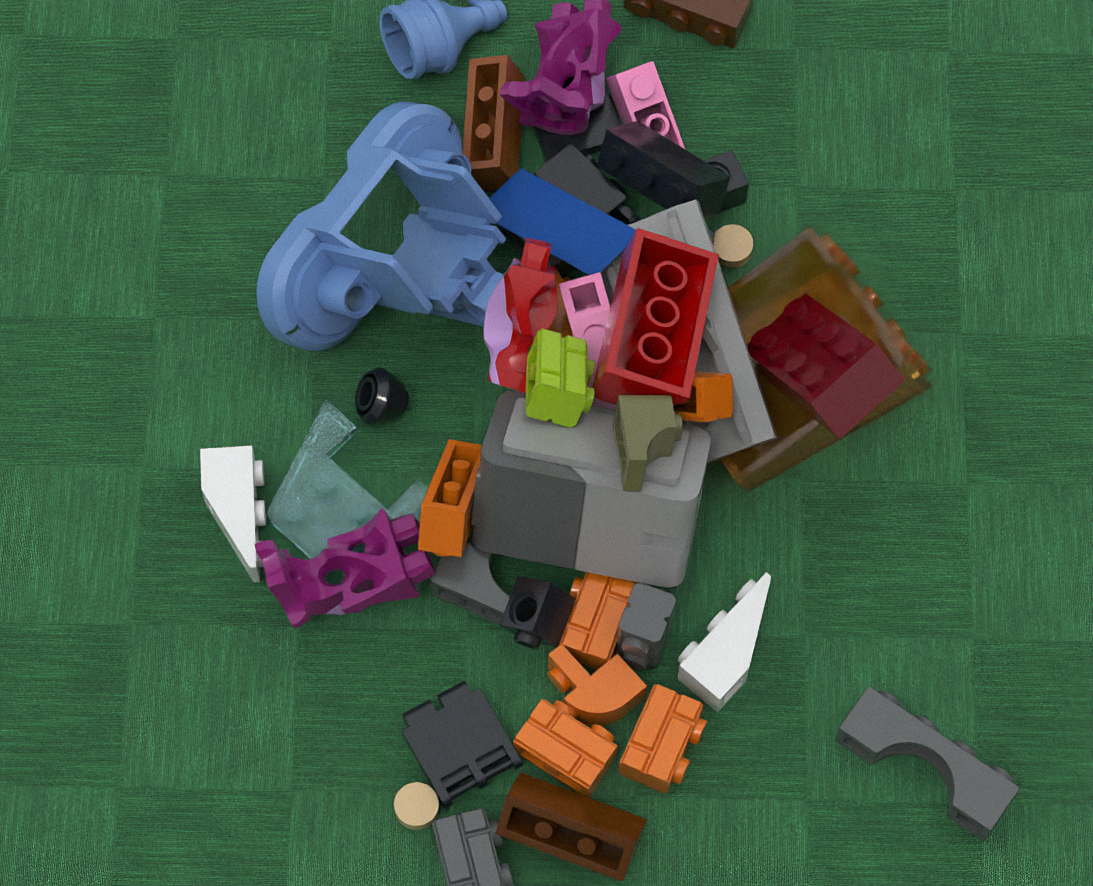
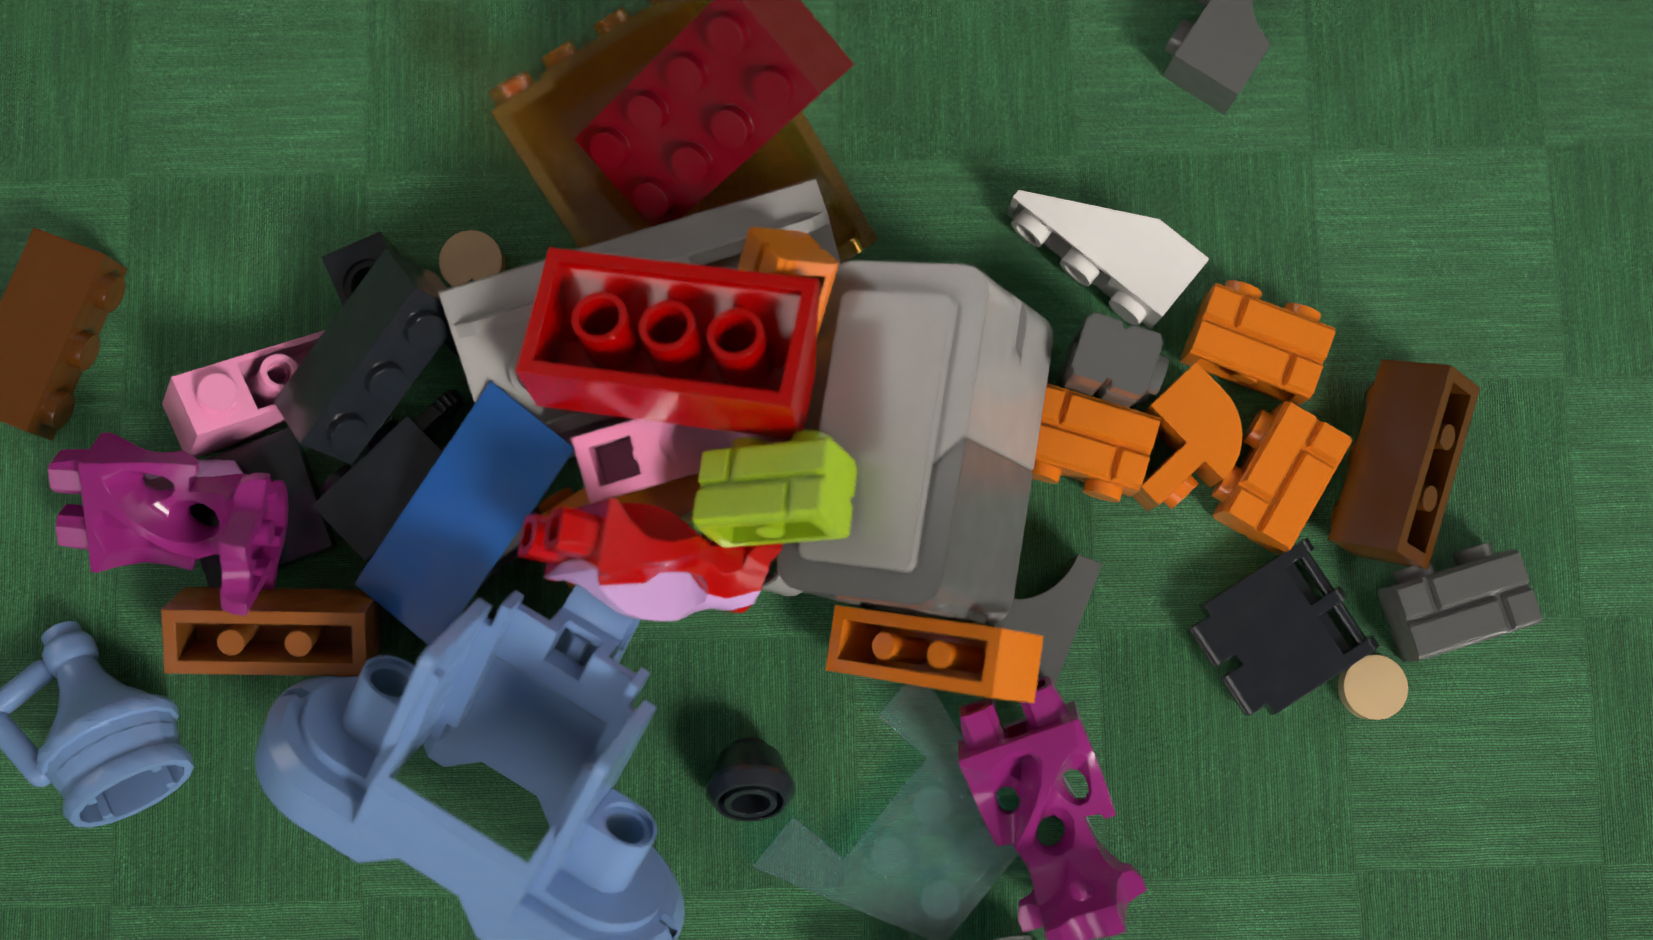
camera: 95 degrees left, 15 degrees up
(537, 613) = (1094, 499): black brick -> none
(642, 433) = (873, 355): olive arch -> none

